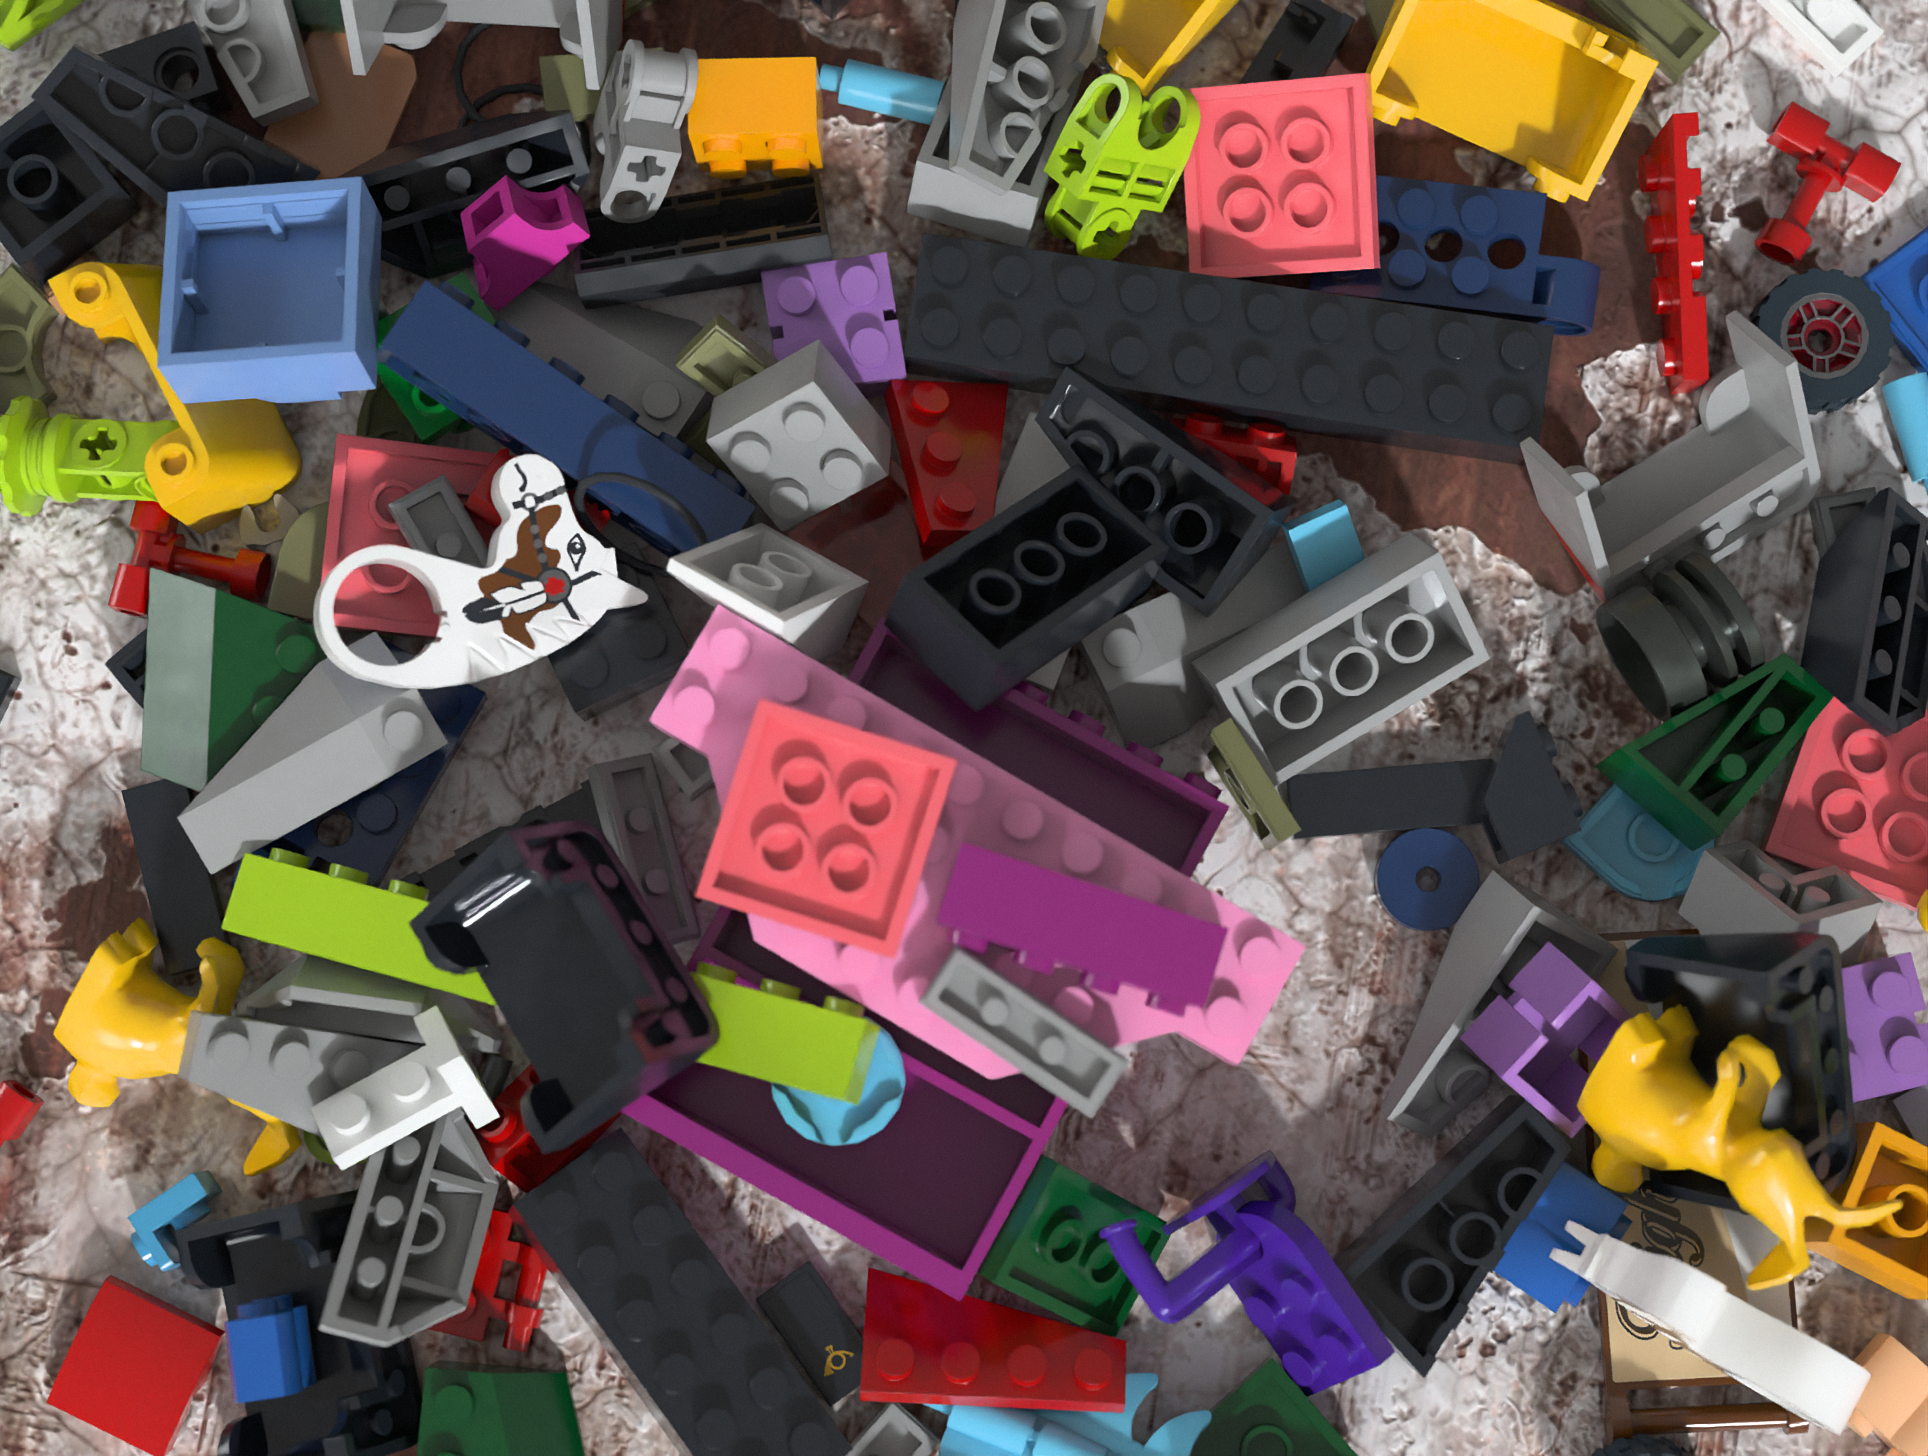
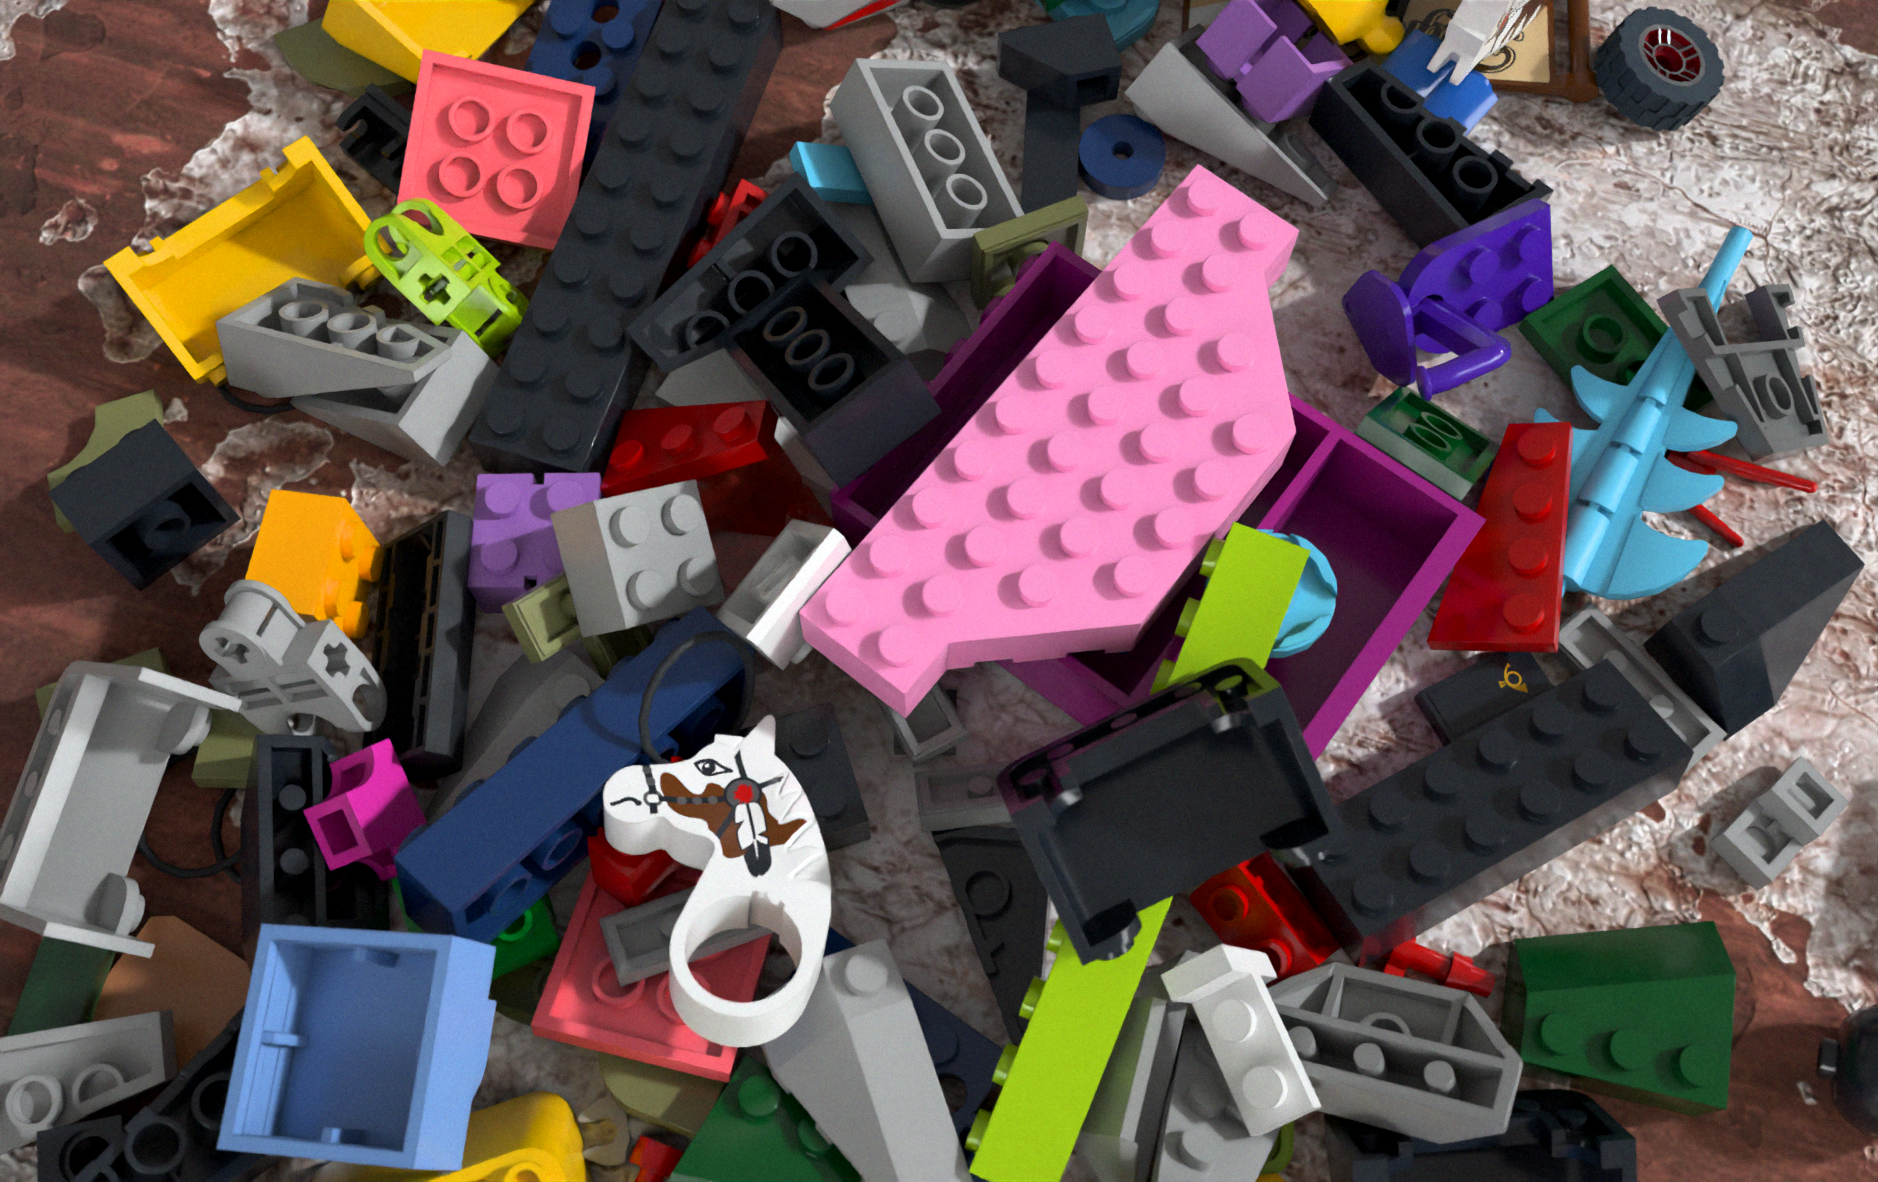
camera: 85 degrees left, 15 degrees down
(826, 828) = (1044, 526): coral plate -> none
(884, 90) = (330, 459): medium azure cylinder -> none
(1024, 1031) = (1256, 387): light grey tile -> none
(1080, 927) = (1167, 317): magenta brick -> none

